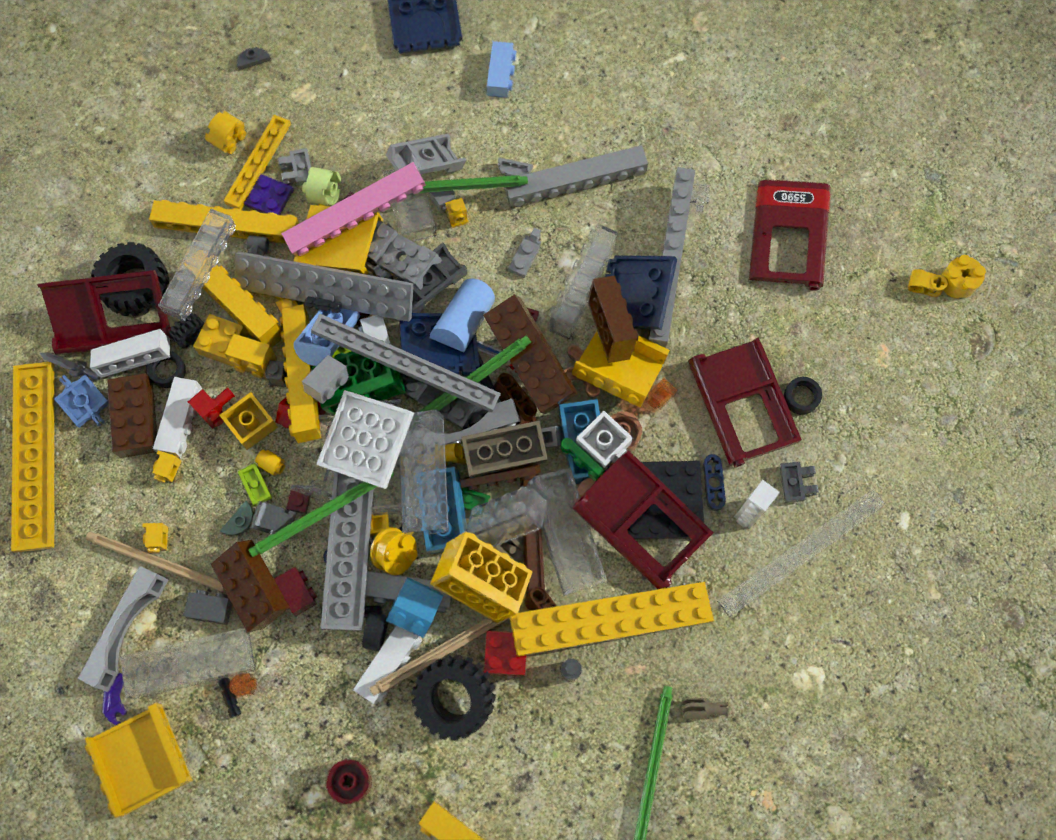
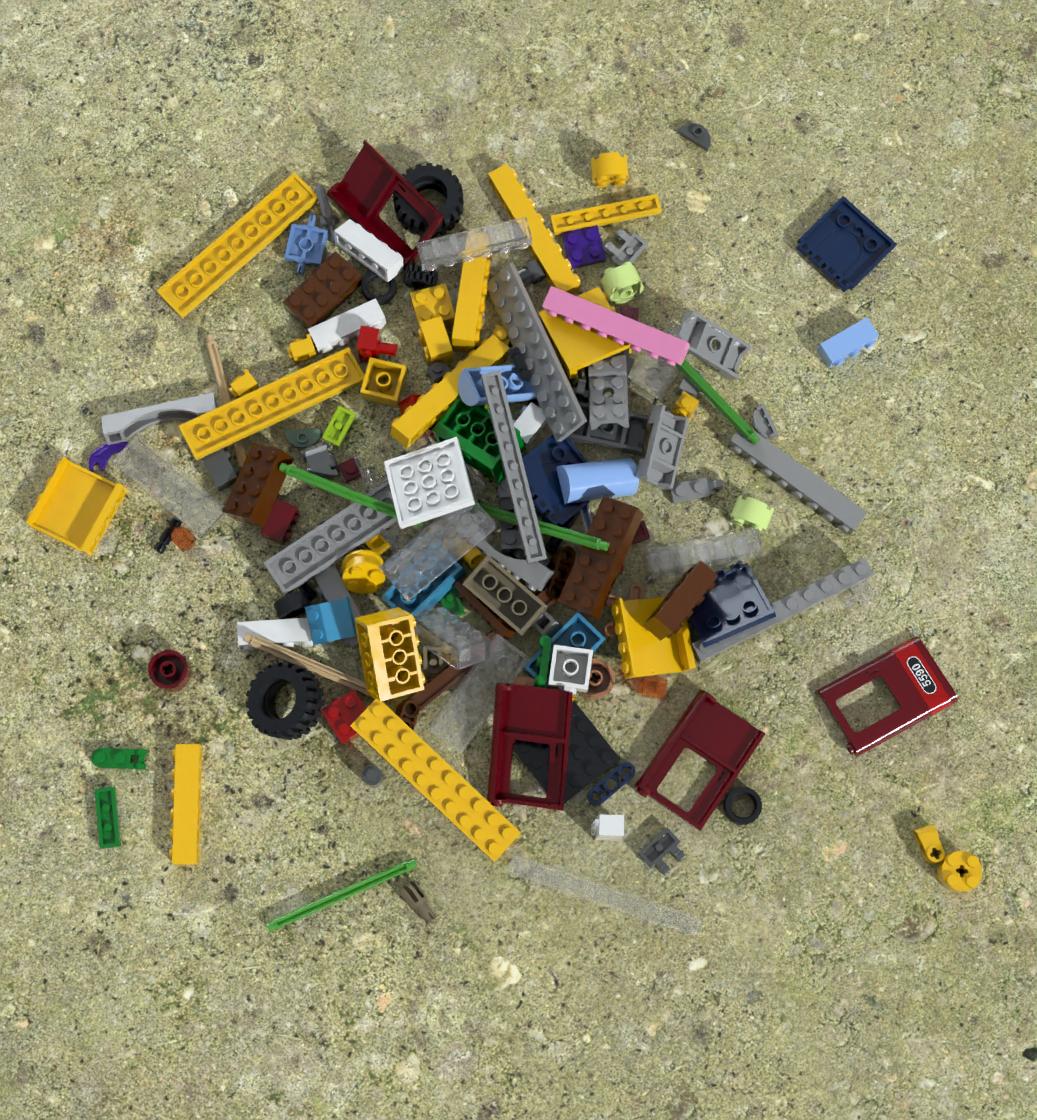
camera: 50 degrees right, 5 degrees up
(189, 526) = (271, 403): none -> yellow plate
(270, 462) = (364, 424): yellow brick -> none
(325, 379) = (454, 415): light grey brick -> none
(489, 261) = (664, 448): none -> light grey piece
(578, 224) = (751, 513): none -> yellowish green brick

